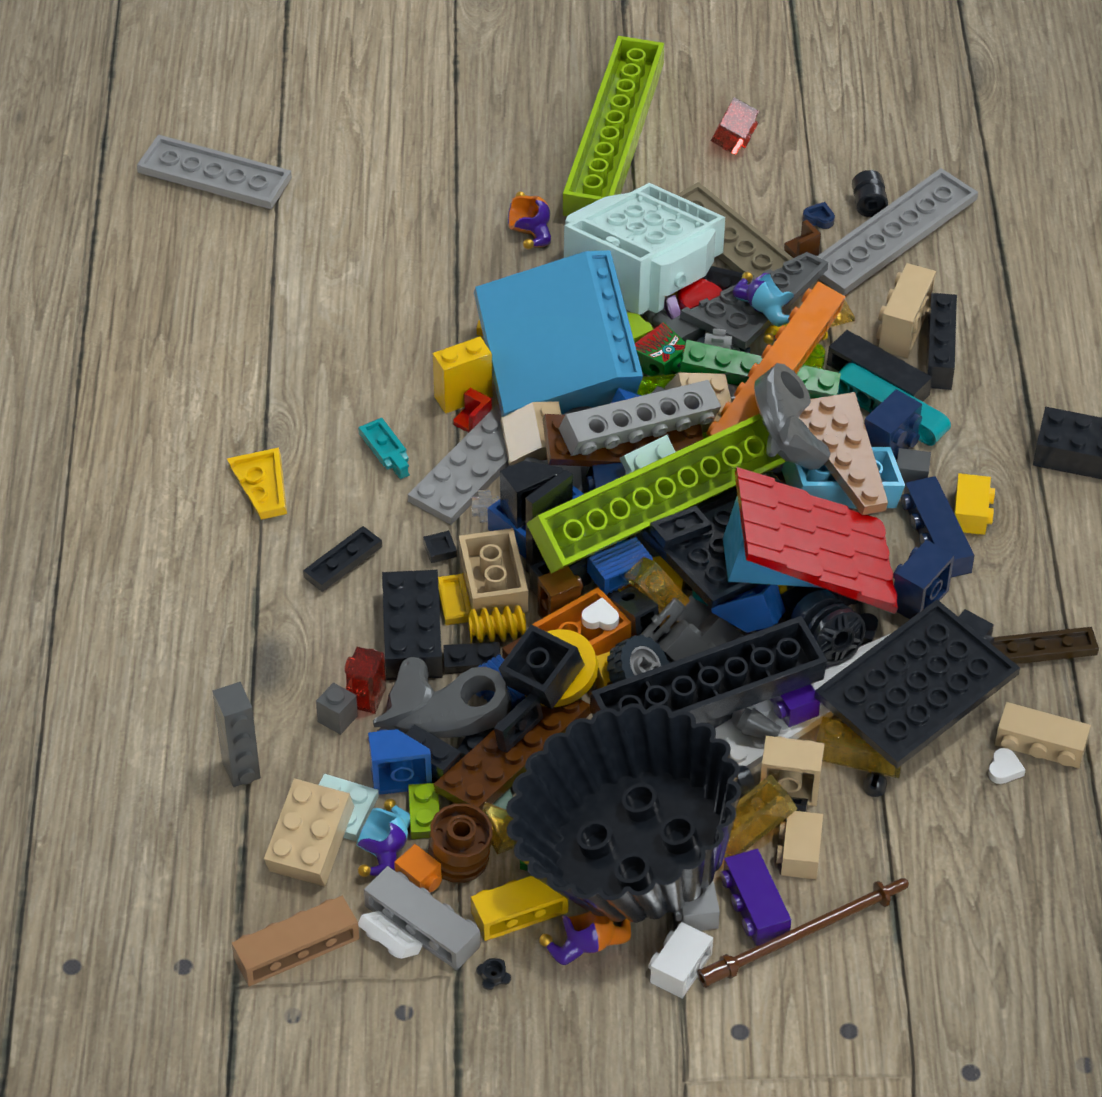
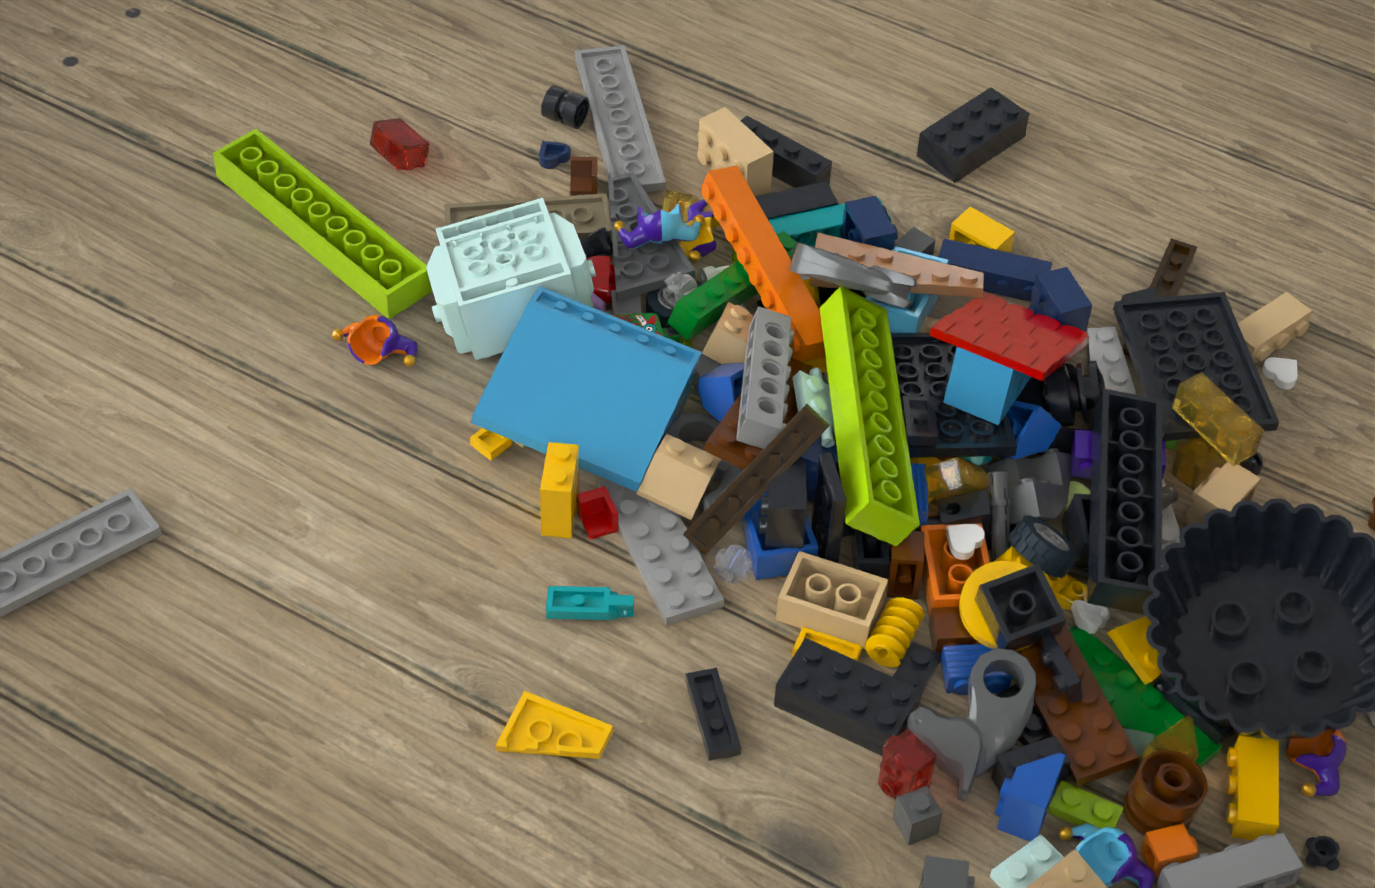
camera: 60 degrees left, 0 degrees up
(440, 546) = (755, 627): black plate -> none
(555, 452) = (754, 479): none -> dark brown plate
(848, 710) = (1217, 418): none -> clear yellow brick

